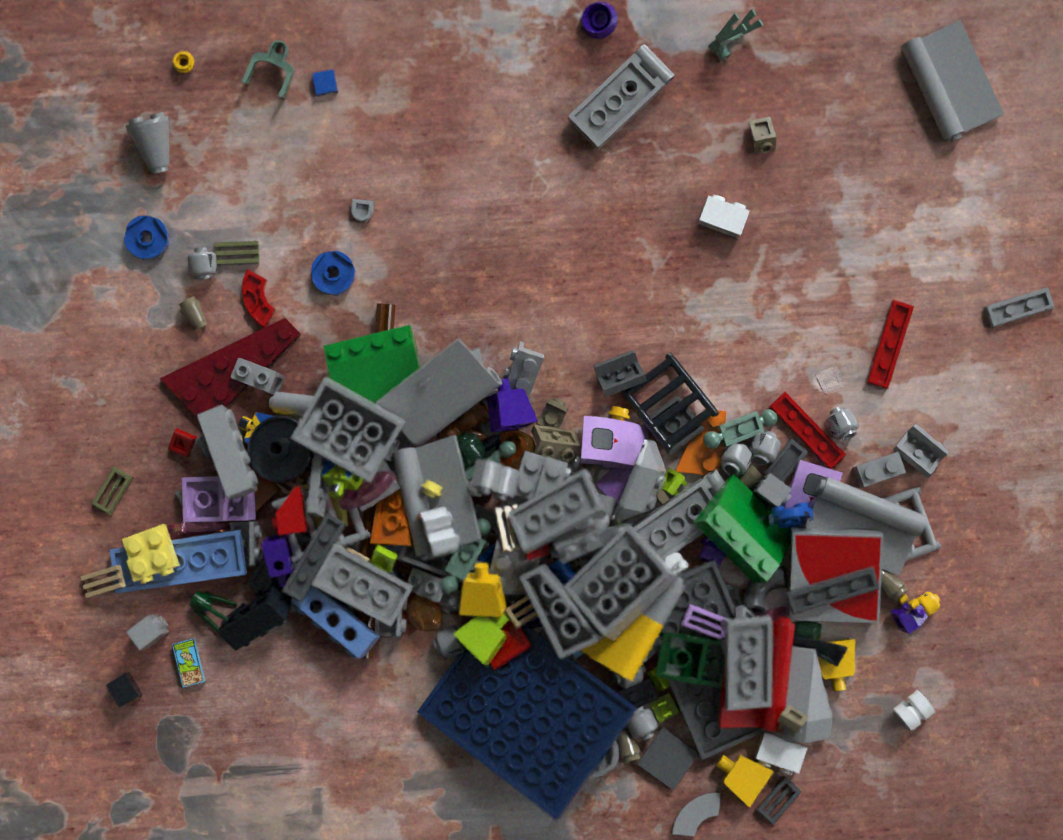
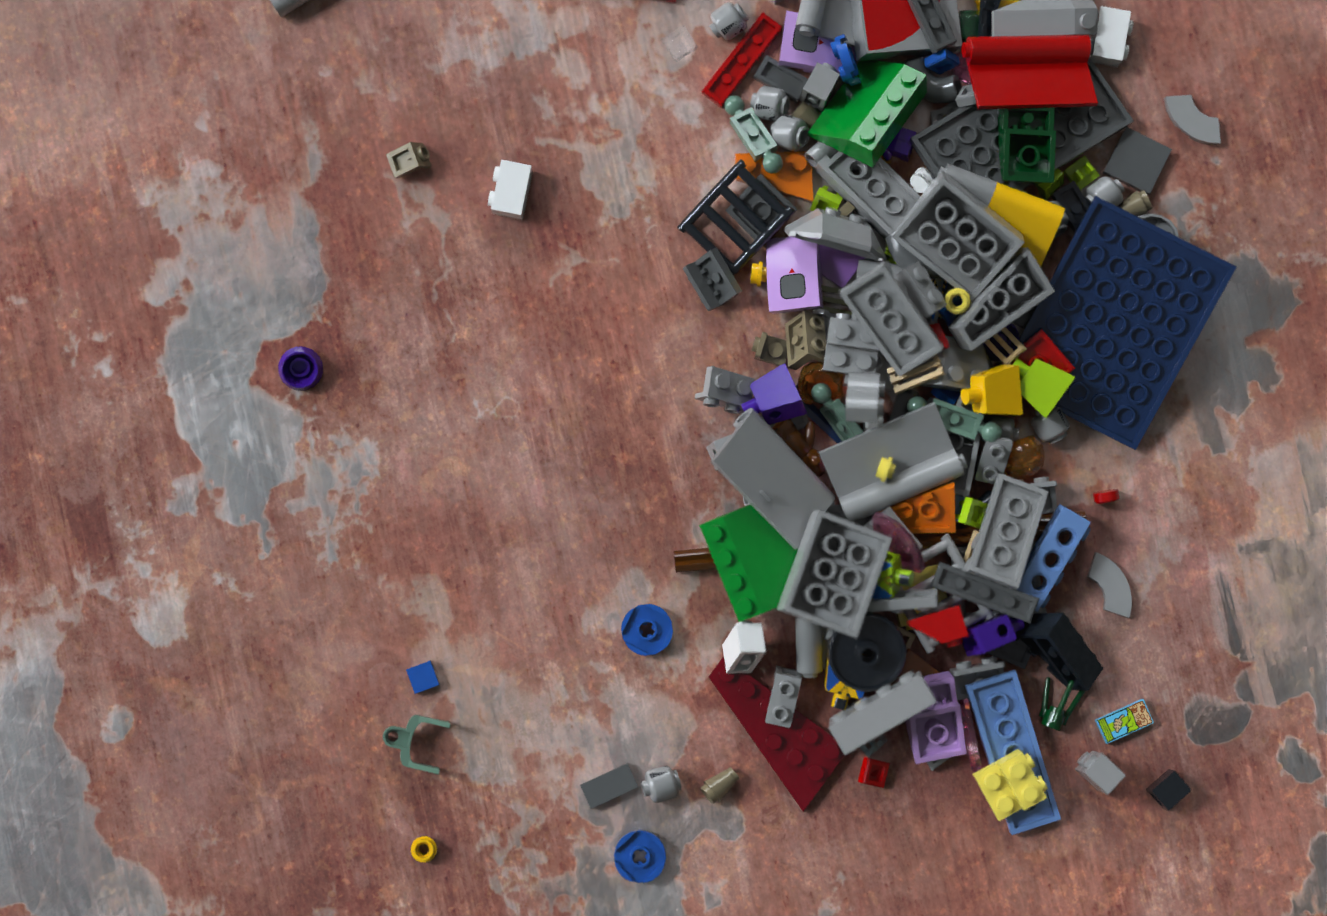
camera: 100 degrees left, 0 degrees up
(89, 585) = (1057, 852): tan tile -> none
(122, 474) = (921, 836): olive tile -> none
(152, 140) = (524, 869): light grey cone -> none
(209, 221) = (609, 785): none -> dark grey tile
(255, 244) = (636, 725): olive tile -> none
(255, 300) = (691, 716): red tile -> none
(302, 348) = (744, 647): none -> white brick
(306, 673) = (1113, 585): none -> light grey tile
(362, 210) = (567, 608): light grey tile -> none
(381, 679) = (1106, 496): none -> red tile
(437, 532) = (936, 452): light grey brick -> none
(470, 448) = (826, 434): clear green head -> none
(560, 568) = (949, 301): none -> light yellow plate
(612, 105) = (399, 336): light grey hinge -> none
(688, 615) = (978, 157): lavender tile -> none
(728, 34) = (291, 205): sand green piece -> none
(744, 777) = (1144, 72): yellow torso -> none
(747, 662) = (1022, 80): light grey hinge -> none
(773, 792) = (1157, 40): dark grey tile -> none
(778, 600) = (941, 61): none -> blue tile
(793, 719) = (1075, 23): dark tan tile -> none

